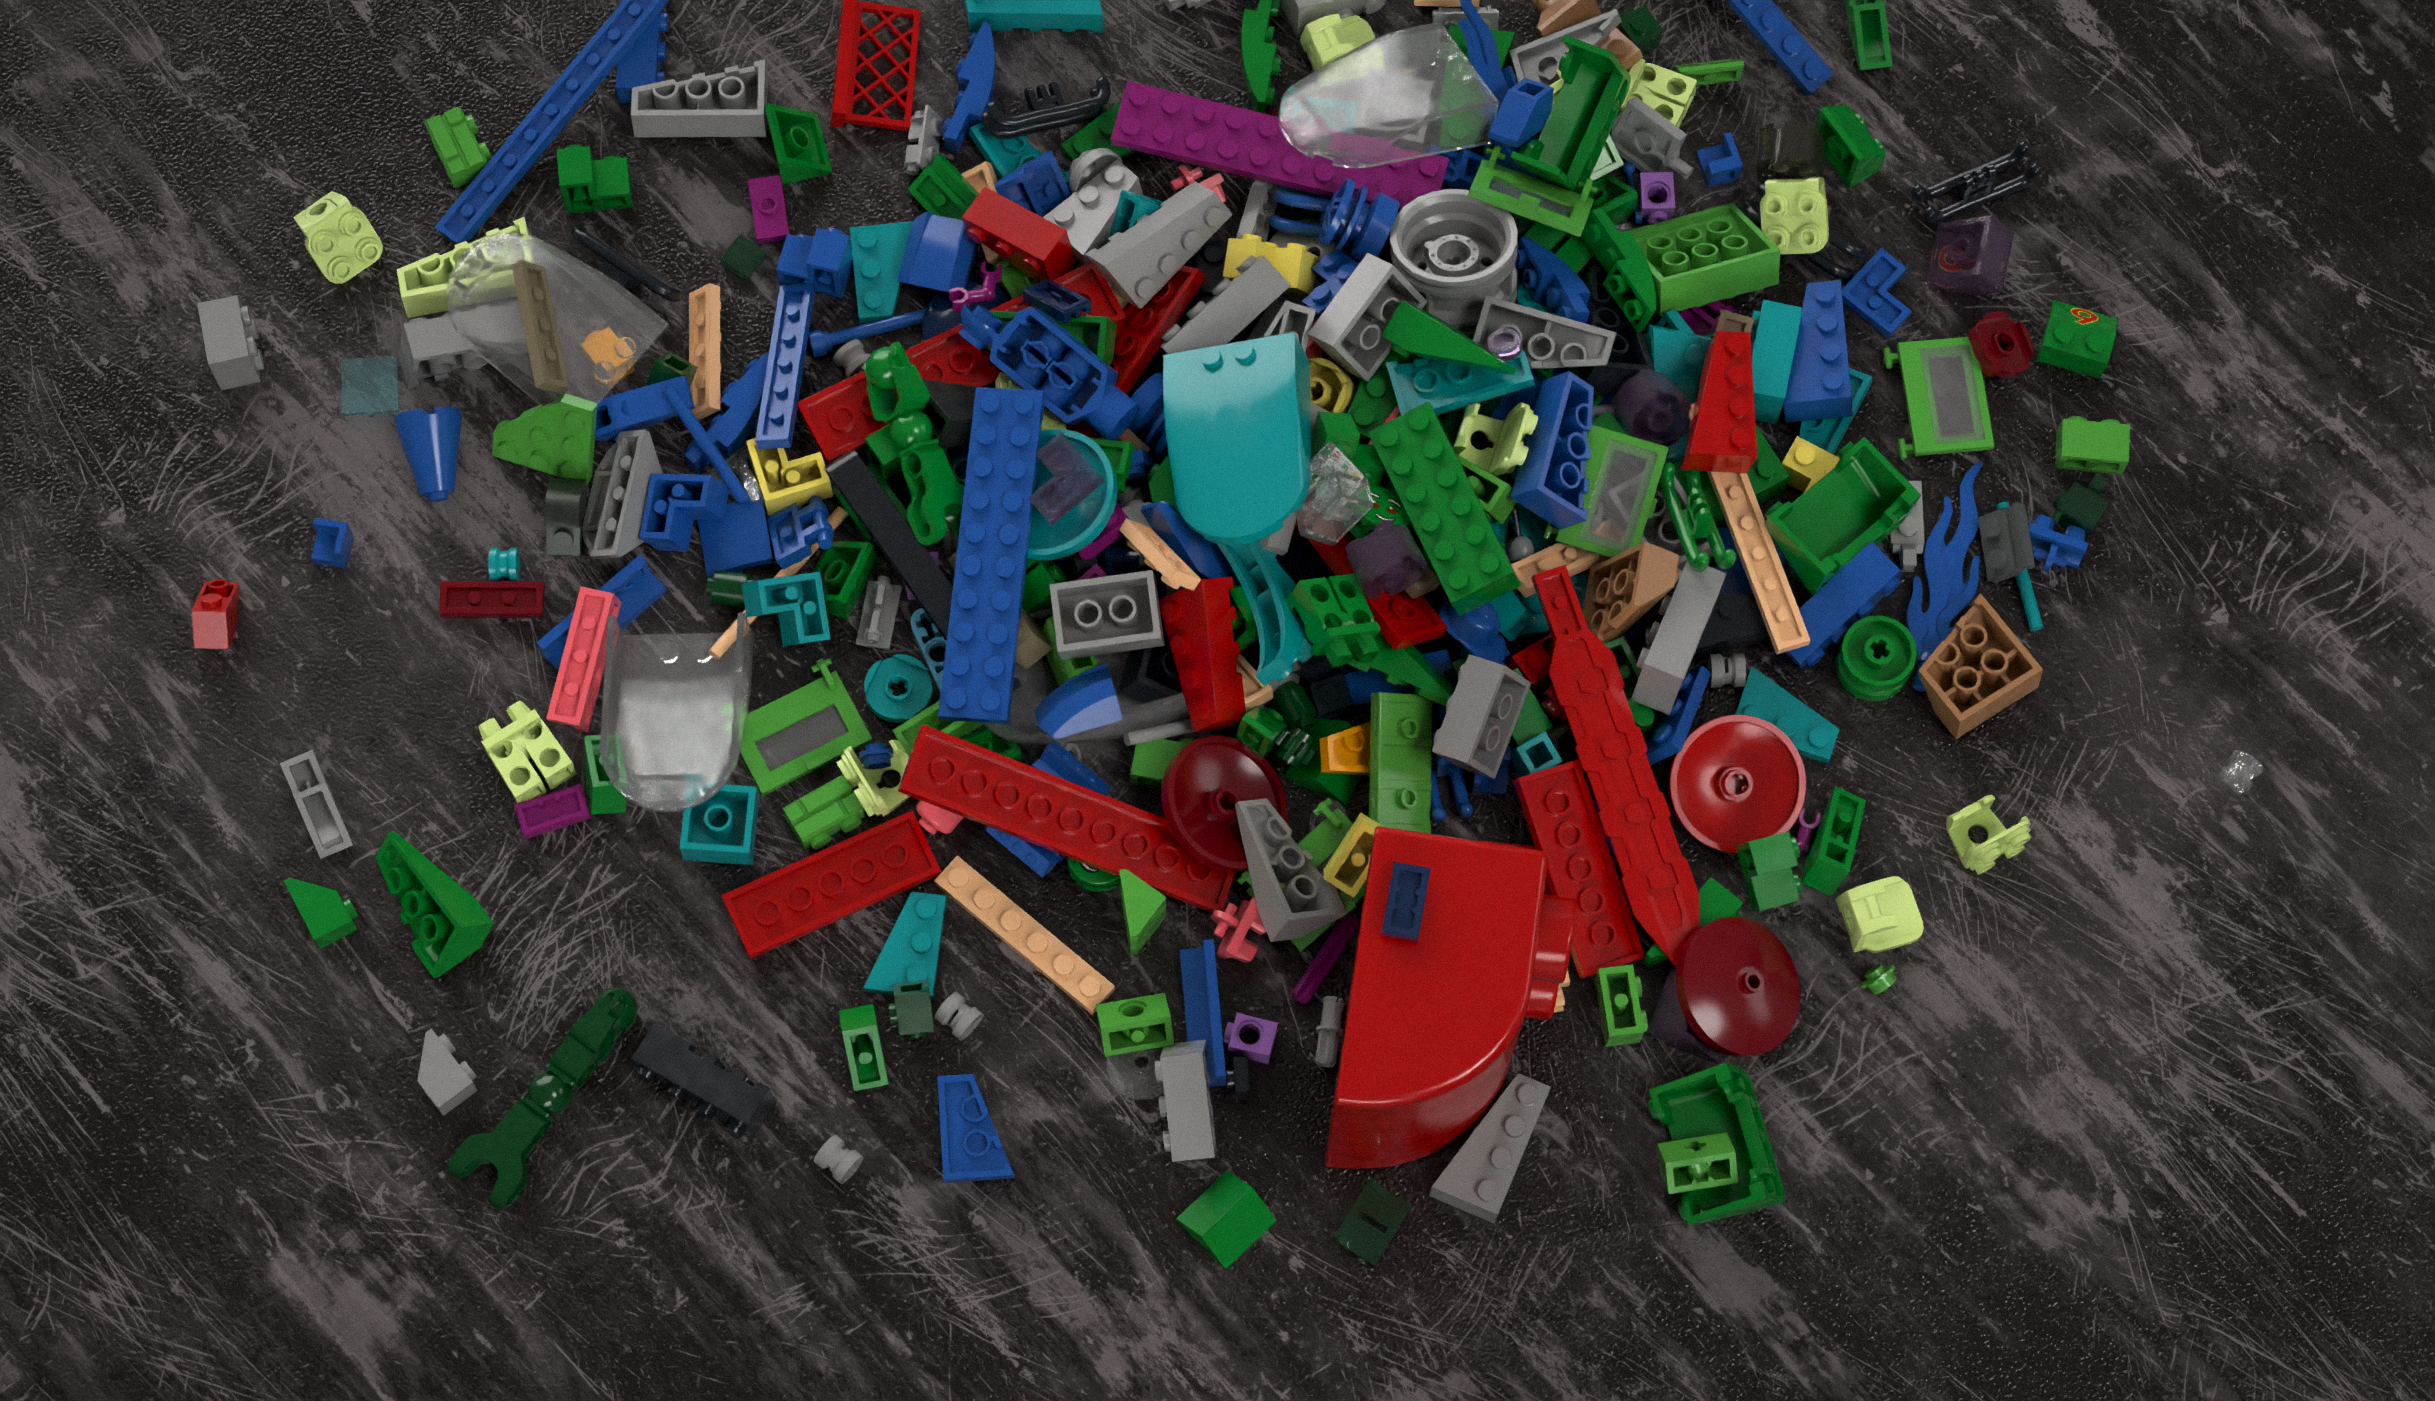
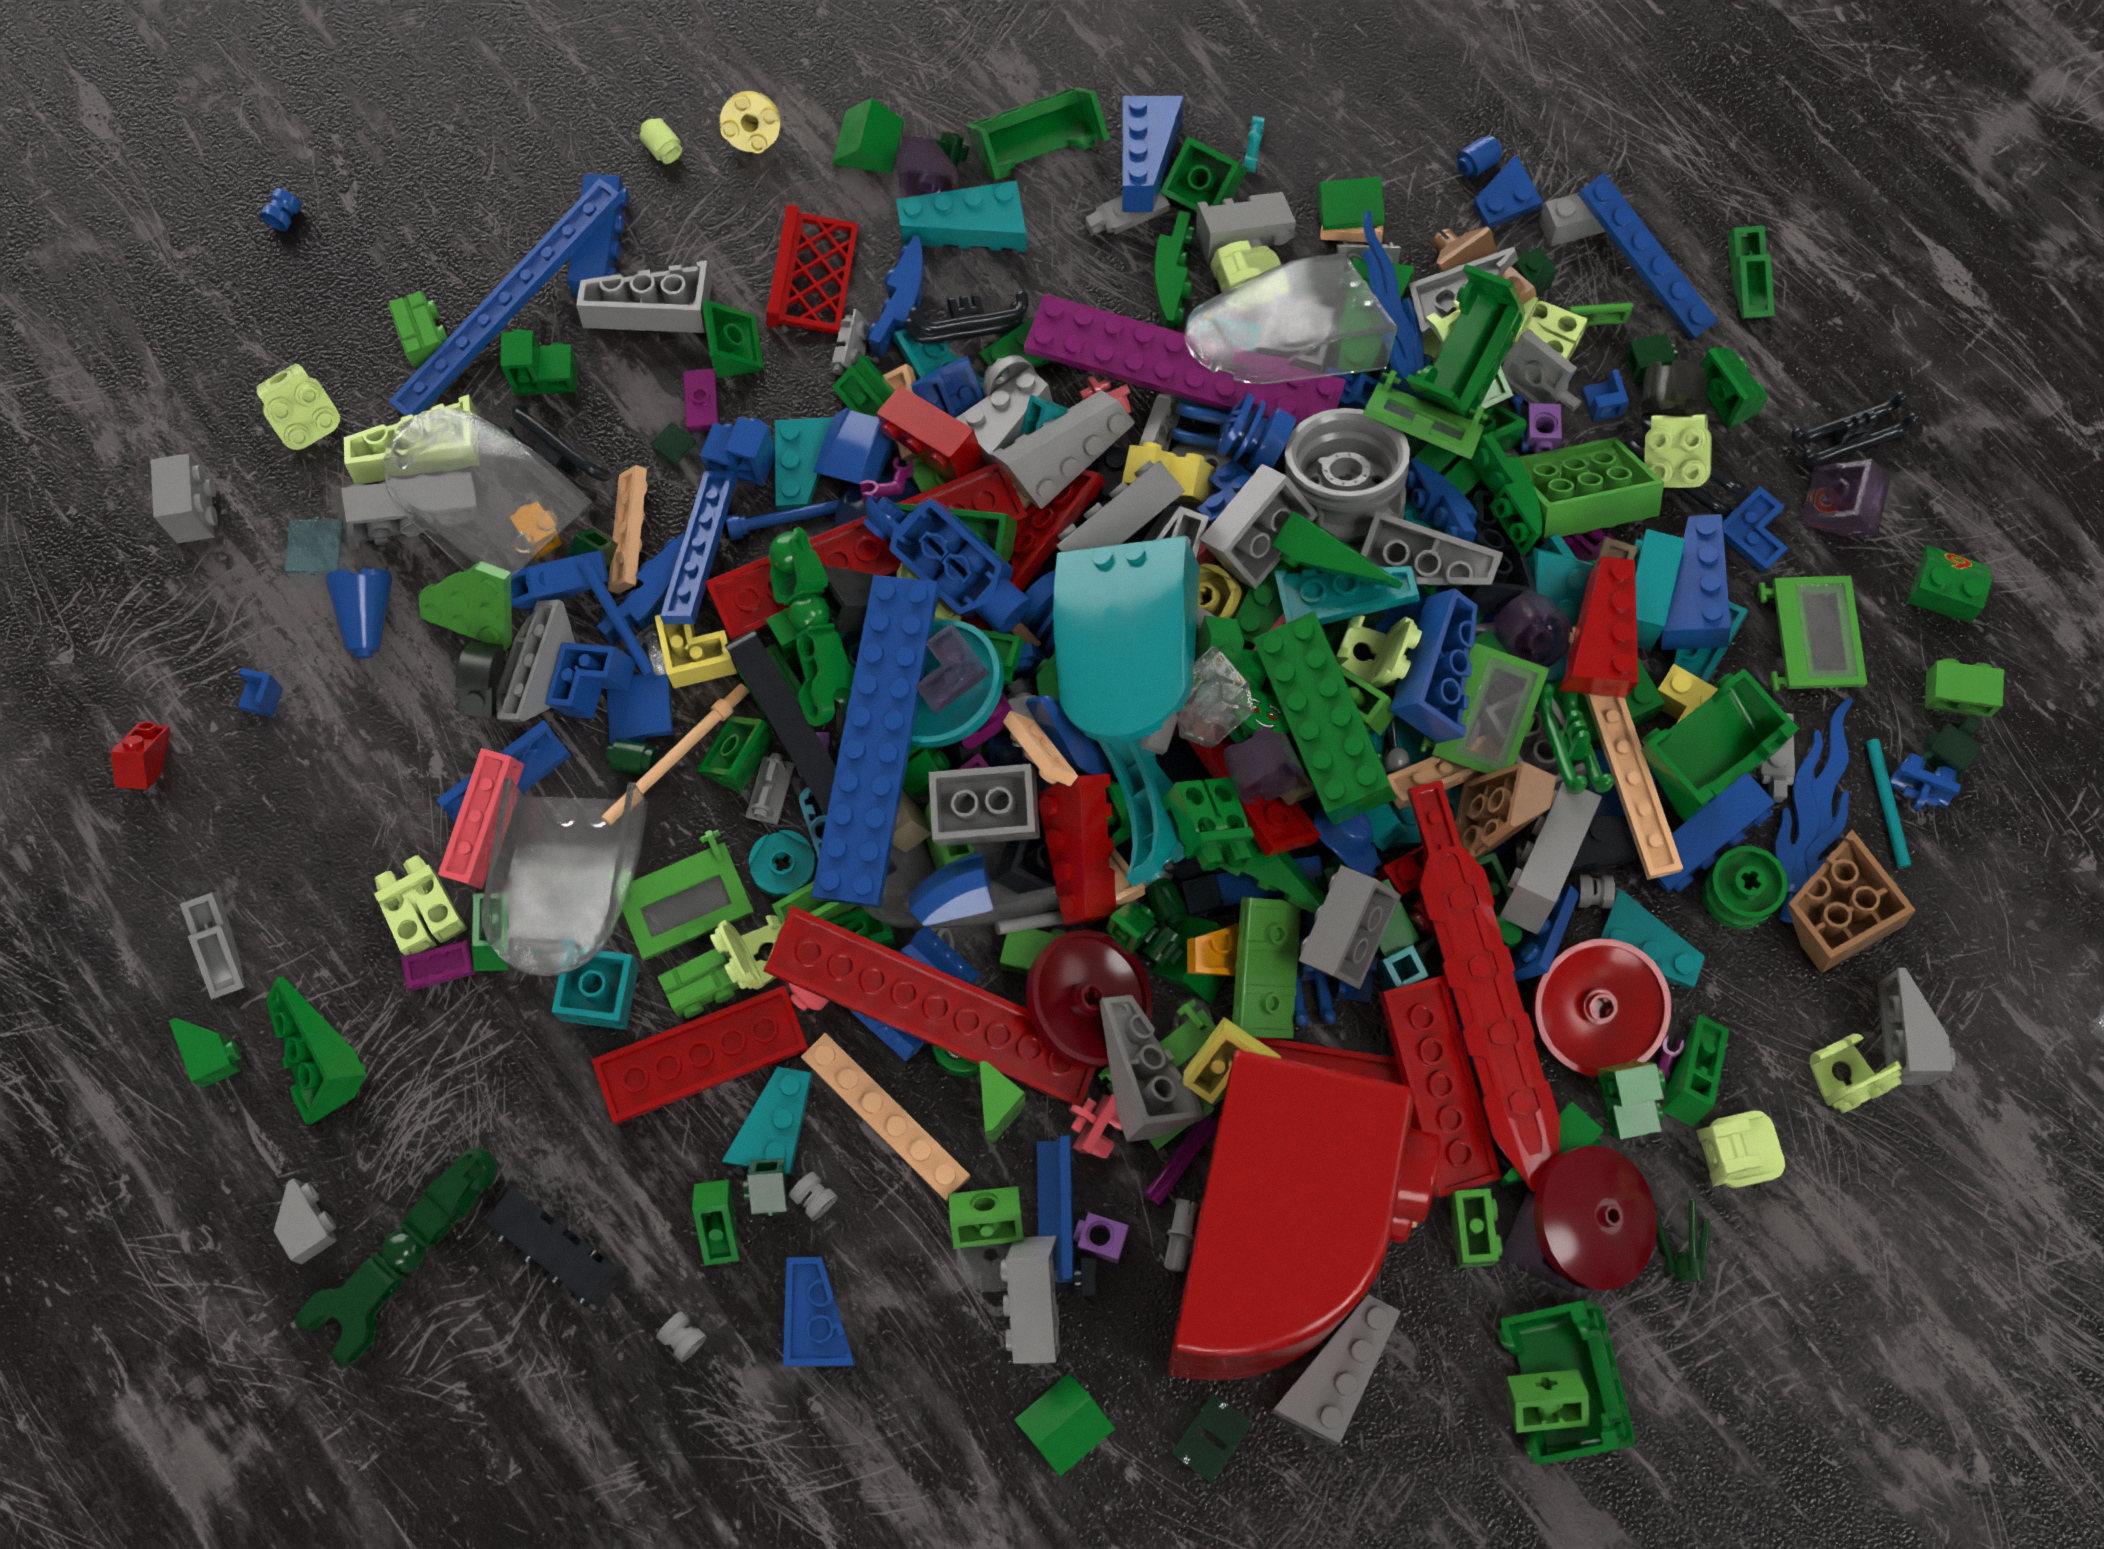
camera: 10 degrees right, 0 degrees up
(292, 22) = (280, 209): none -> blue wheel
(492, 599) = (403, 755): dark red plate -> none
(504, 564) = (418, 721): teal wheel -> none
(540, 327) = (463, 496): dark tan plate -> none
(791, 537) = (691, 707): blue plate -> none
(796, 600) = (689, 772): teal brick -> none
(851, 357) = (762, 539): light grey wheel -> none
(876, 756) = (753, 930): blue plate -> none
(1056, 300) = (960, 496): dark blue tile -> none
(1405, 901) = (1262, 1135): dark blue plate -> none
(1505, 344) = (1392, 558): clear purple tile -> none
(1522, 113) = (1419, 339): blue slope -> none
(1763, 111) = (1648, 351): none -> dark green brick
(1833, 1029) = (1689, 1265): none -> dark green plant
(1879, 978) = (1738, 1215): bright green plate -> none
(1991, 356) = (1861, 581): dark red plate -> none
(2006, 542) = (1877, 779): dark grey plate -> none
(2044, 791) = (1912, 1031): none -> light grey slope

